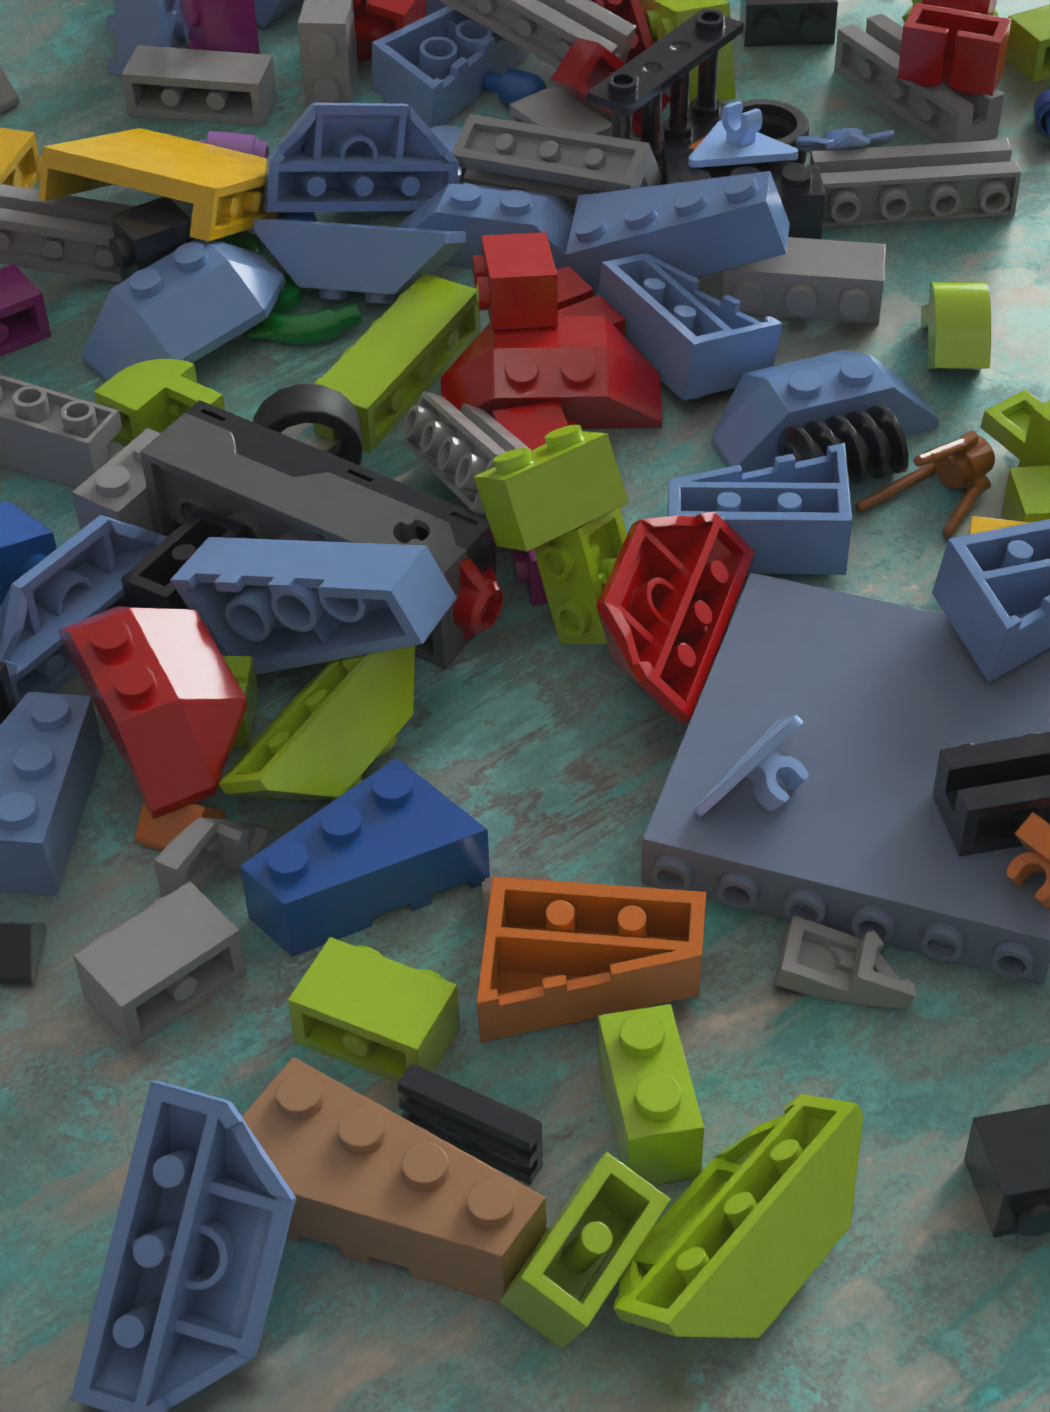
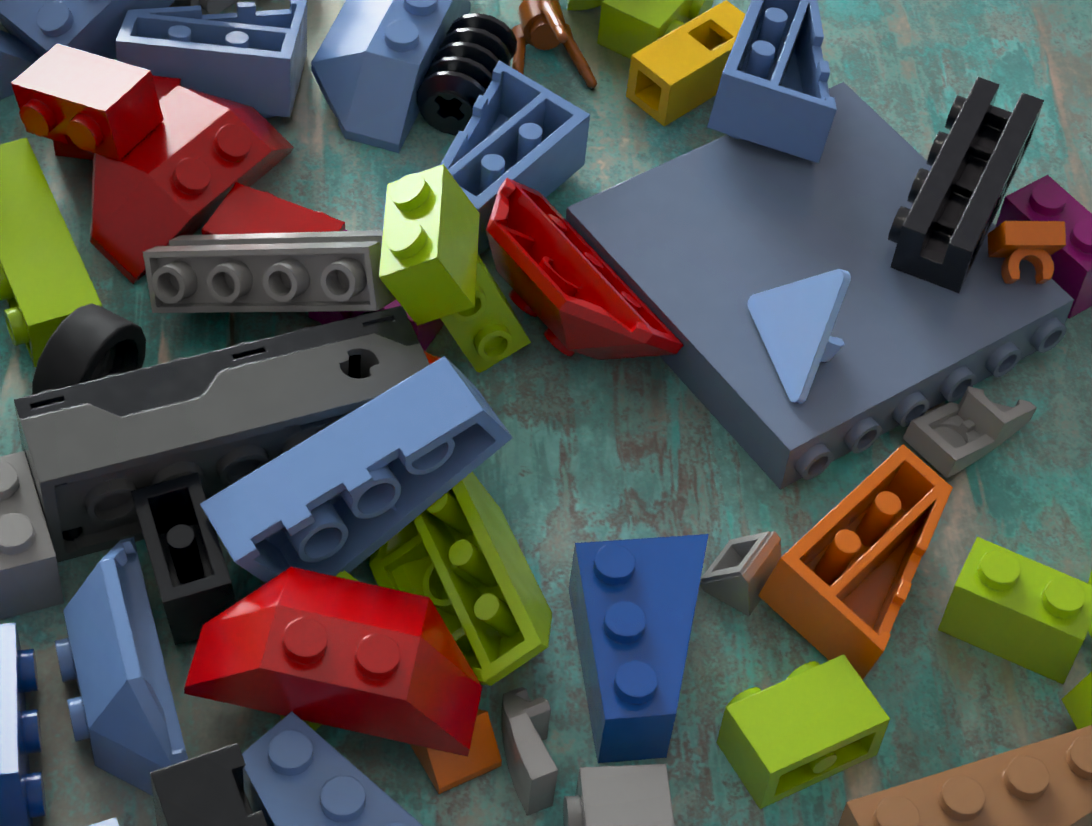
camera: 60 degrees left, 5 degrees up
(473, 1123) = (959, 734): black tile -> none

